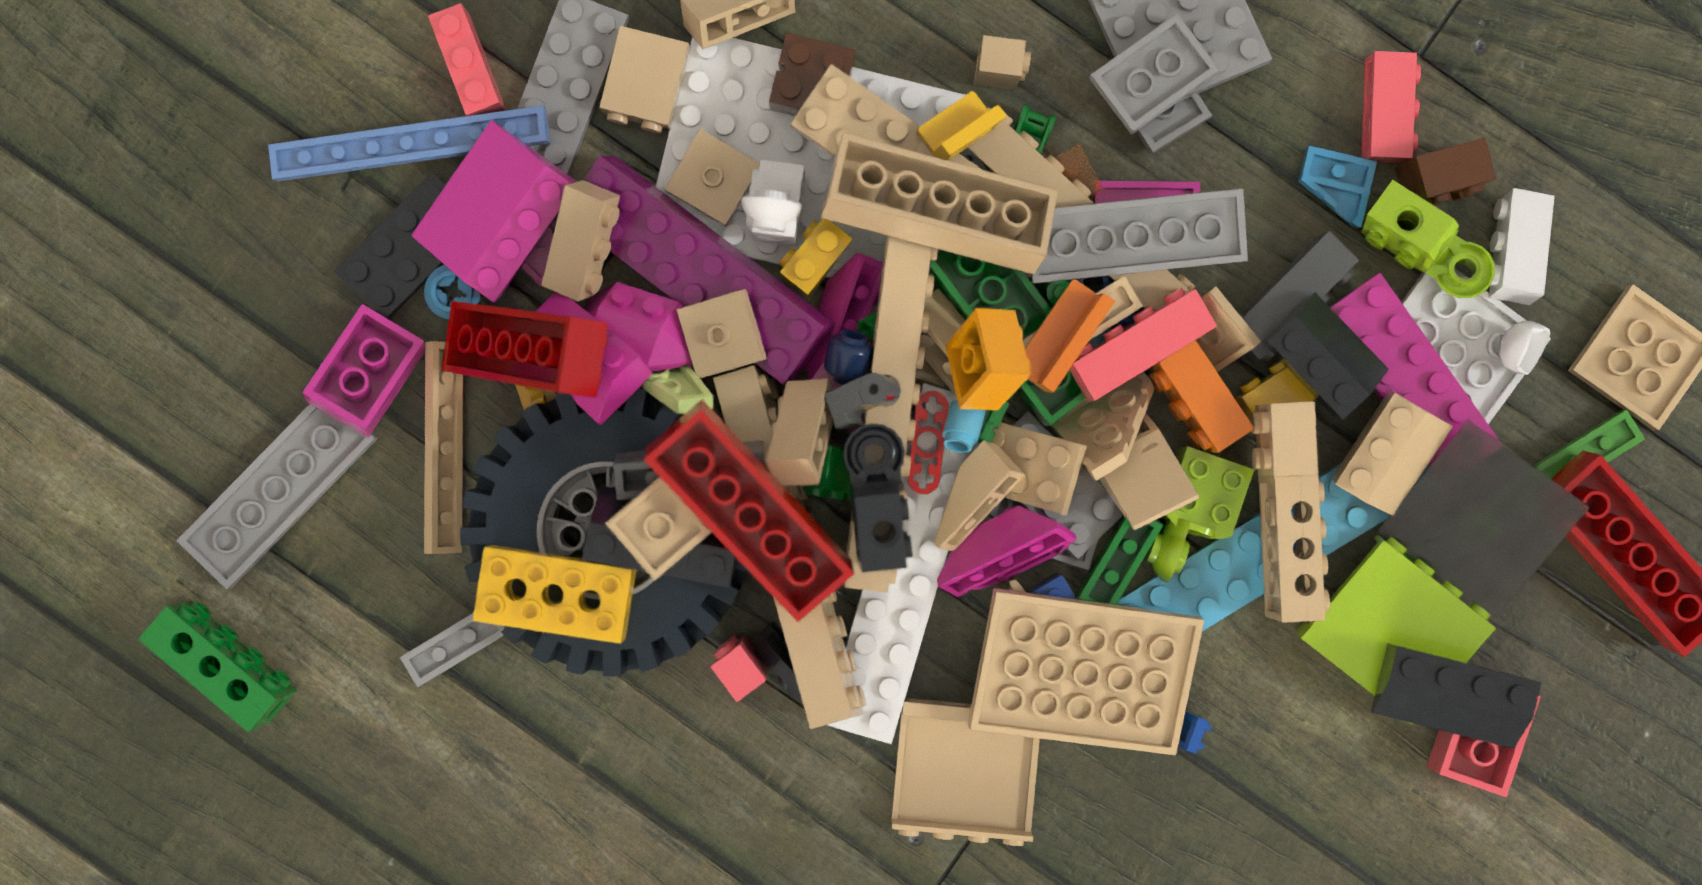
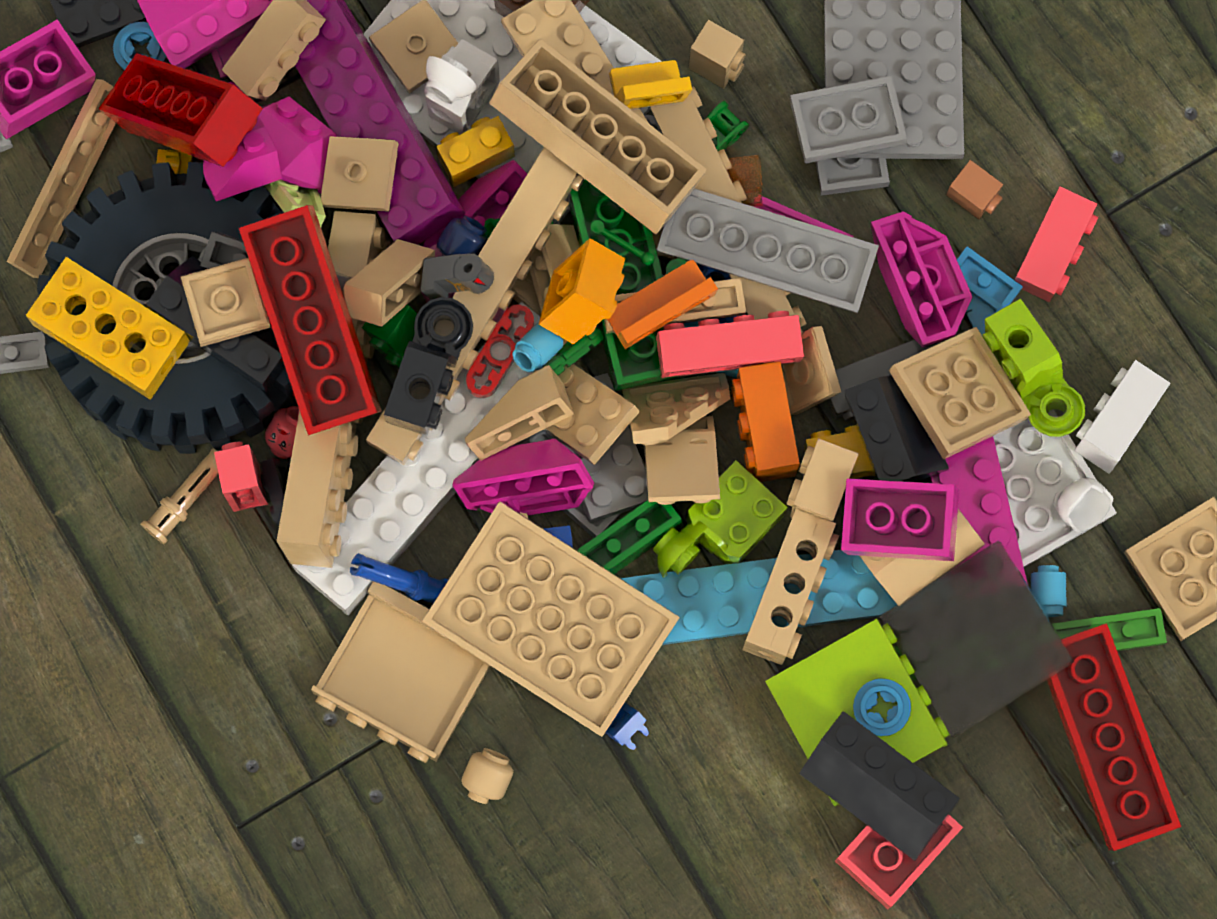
camera: 25 degrees right, 10 degrees down
(687, 717) = (178, 512): none -> tan pin
(757, 602) = (281, 431): none -> coral head
(943, 689) = (415, 584): none -> blue pin
(968, 285) = (597, 228): none -> green hinge
(1084, 831) = (487, 776): none -> tan head
(1285, 197) = (921, 277): none -> dark pink wedge
(1294, 87) = (975, 190): none -> nougat brick
(1372, 295) = (959, 392): none -> tan plate
(1382, 448) = (900, 519): none -> dark pink brick
(1441, 622) = (891, 692): none -> dark azure gear
(1448, 172) = (1079, 320): reddish brown brick -> none
(1518, 435) = (1050, 589): none -> medium azure brick

